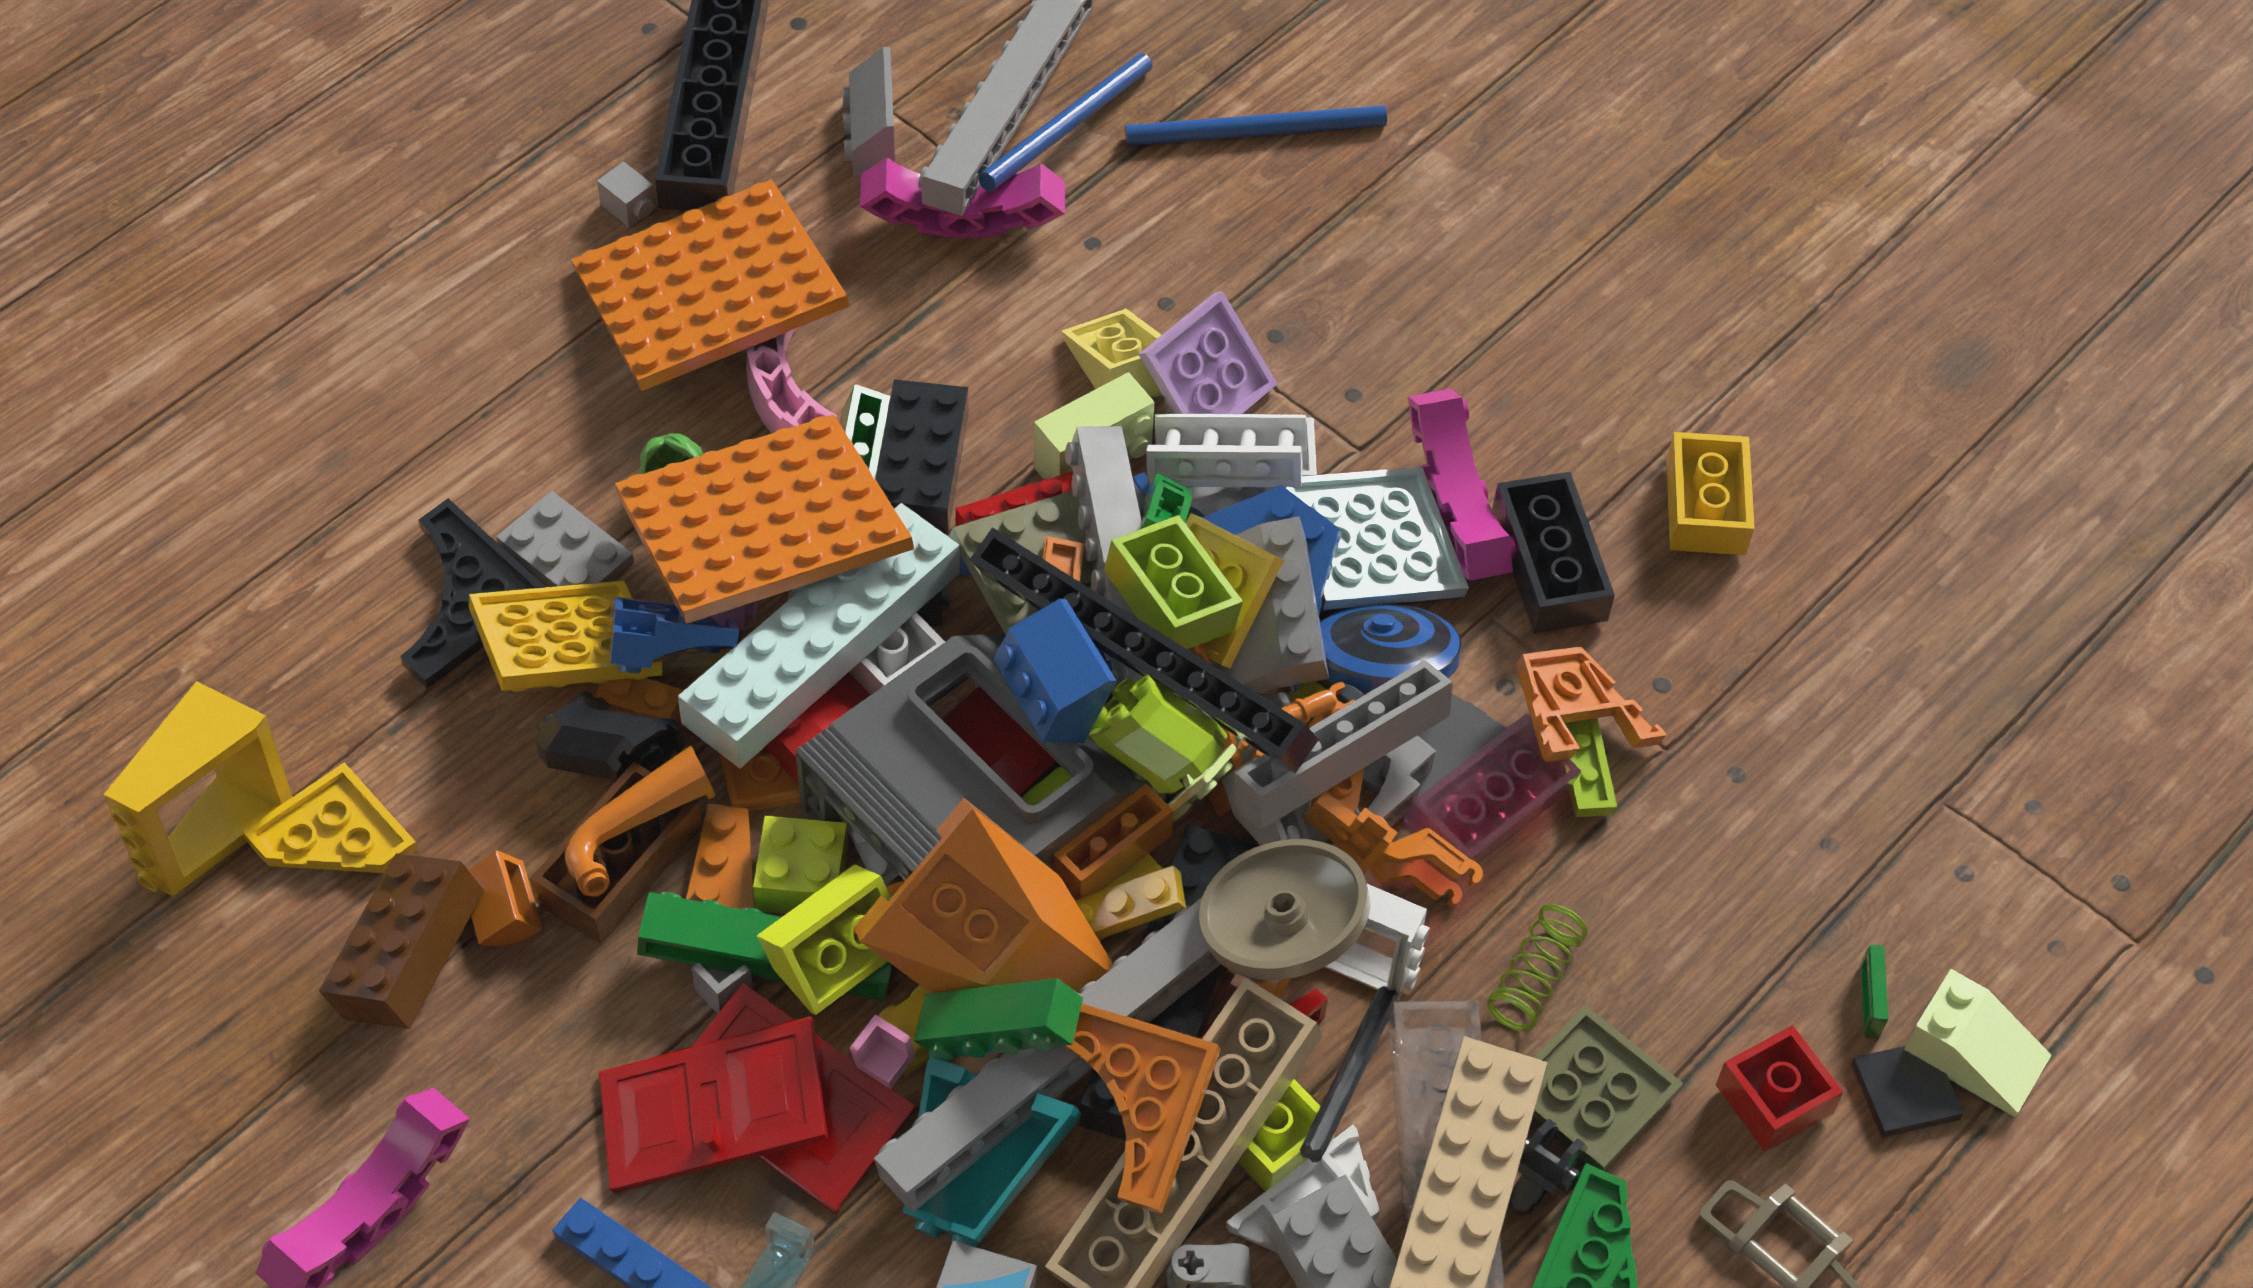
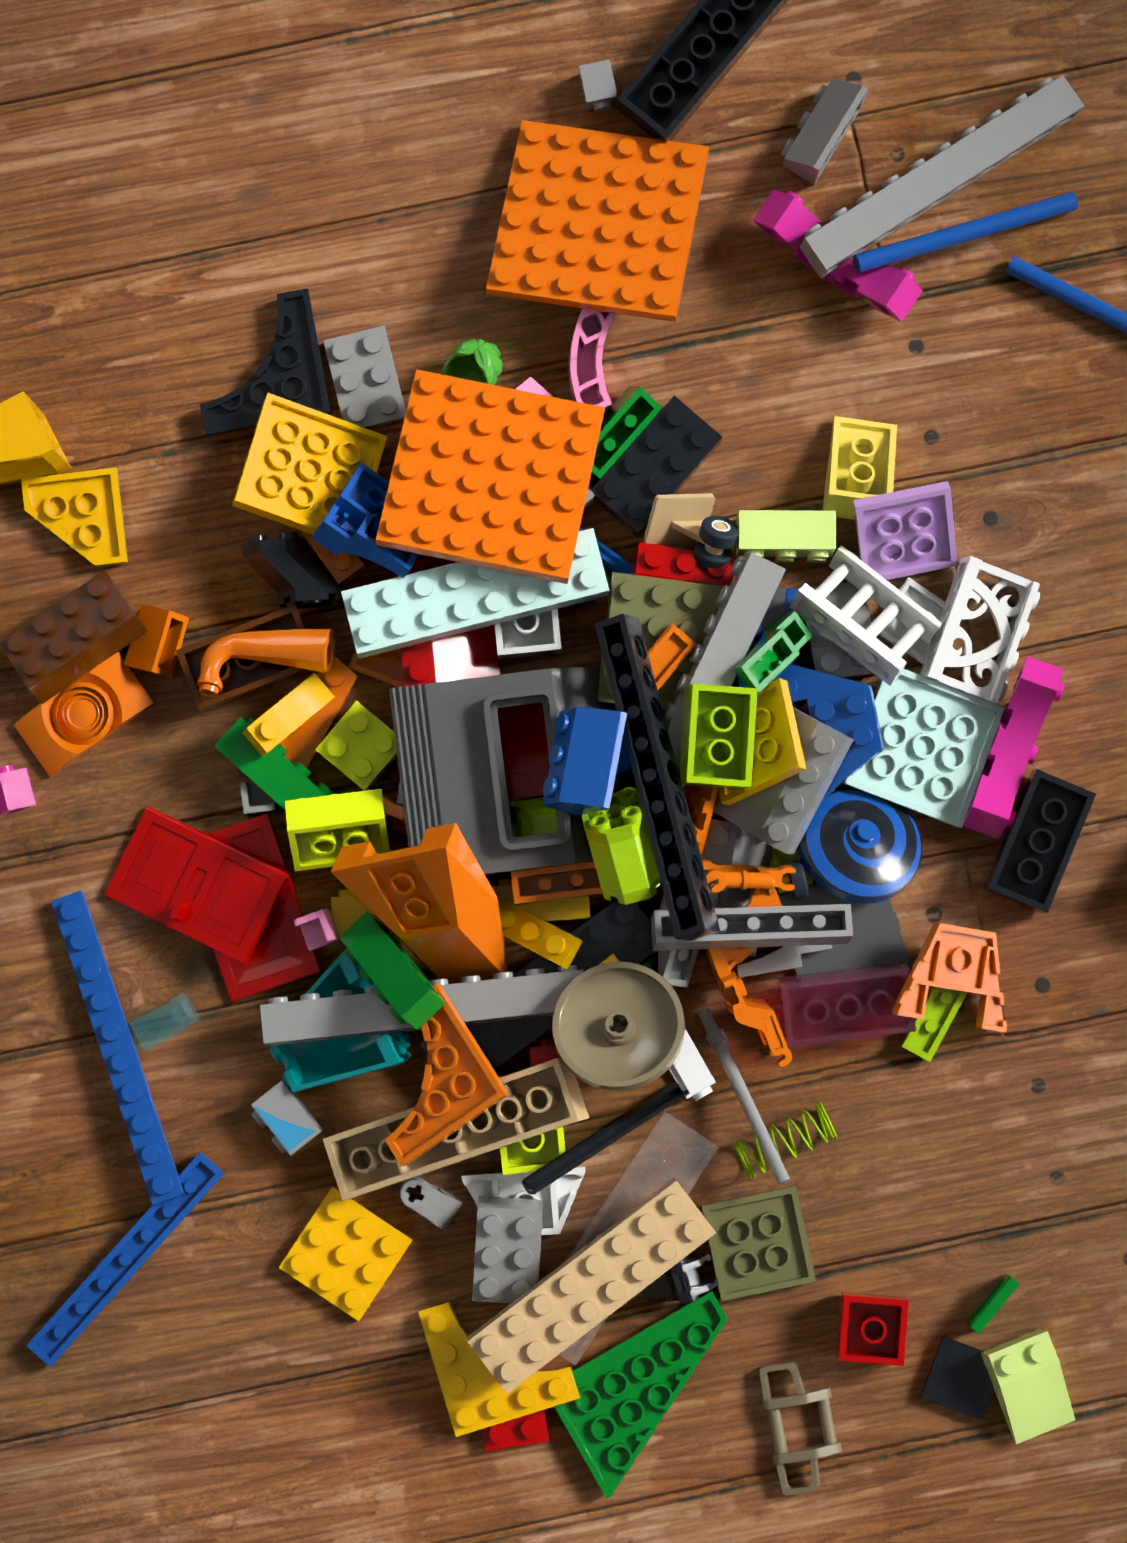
camera: 40 degrees right, 30 degrees up
(462, 1023) = (83, 714): none -> orange slope
(699, 867) = (288, 714): none -> yellow slope
(984, 470) = (687, 524): none -> tan plate
(1368, 394) = (967, 586): none -> white fence
(1501, 958) = (717, 1040): none -> light grey bar

